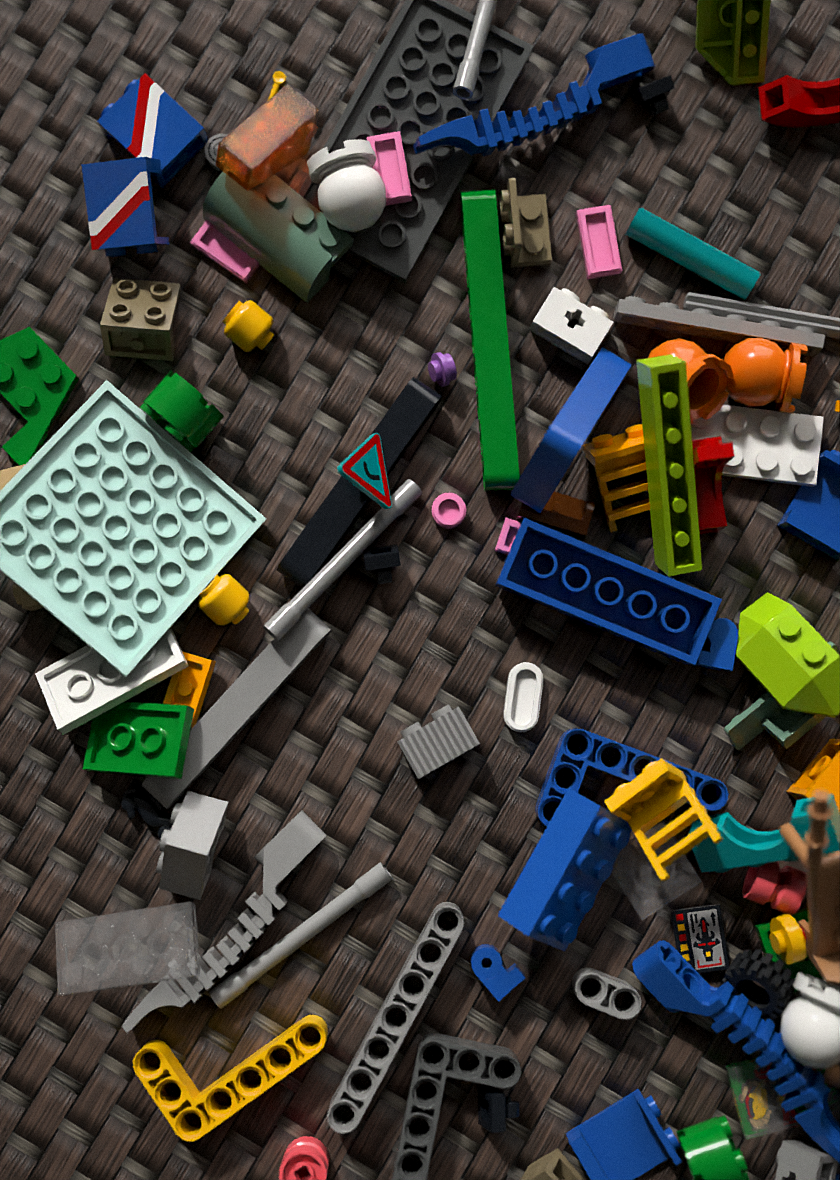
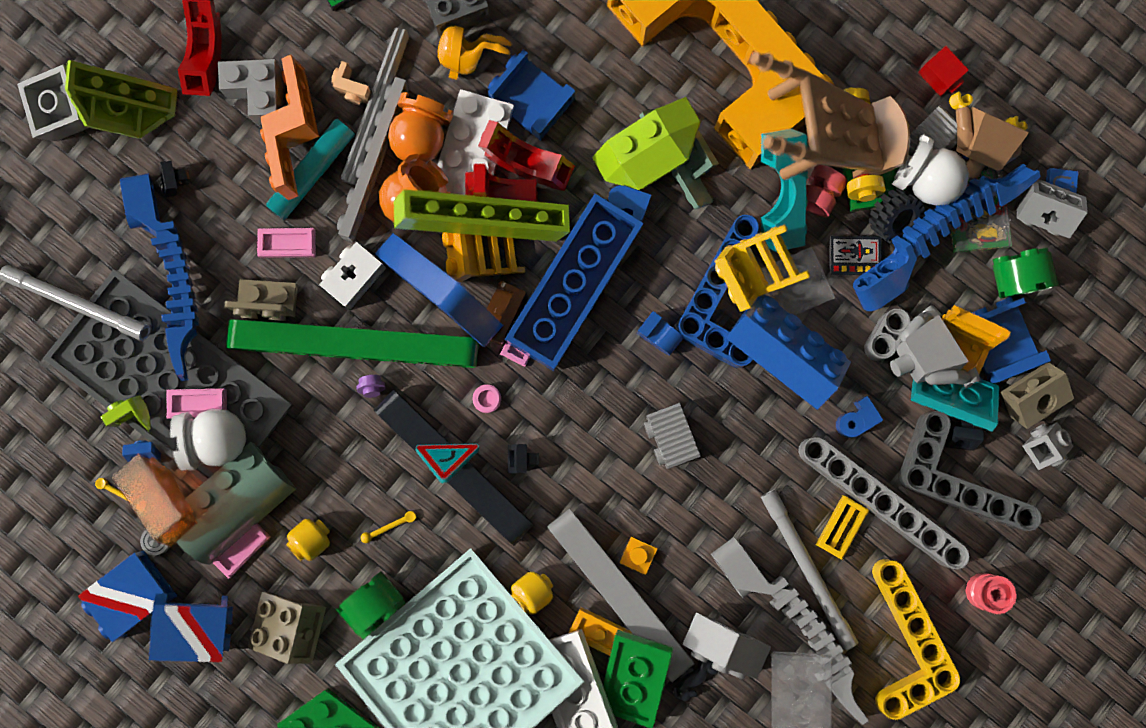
camera: 80 degrees left, 0 degrees up
(287, 722) = (638, 555): none -> light orange plate
(291, 612) = (551, 538): light grey piece -> none
(292, 440) = (366, 537): none -> yellow hinge
(326, 117) = (142, 447): none -> blue plate
(363, 956) = (832, 522): none -> yellow tile
(366, 85) = (124, 410): none -> lime plate
(523, 697) = (646, 362): white tile -> none
(546, 1090) = (972, 404): none -> teal plate
(561, 708) = (660, 334): none -> blue leg
(591, 1051) = (932, 353): none -> light grey torso
(614, 1091) = (973, 335): none -> light orange plate
(739, 218) = (288, 128): none -> orange bracket
(750, 508) = (524, 159): none -> red arch
(786, 177) = (253, 80): none -> light grey brick
(797, 288) = (352, 91): none -> light nougat bracket

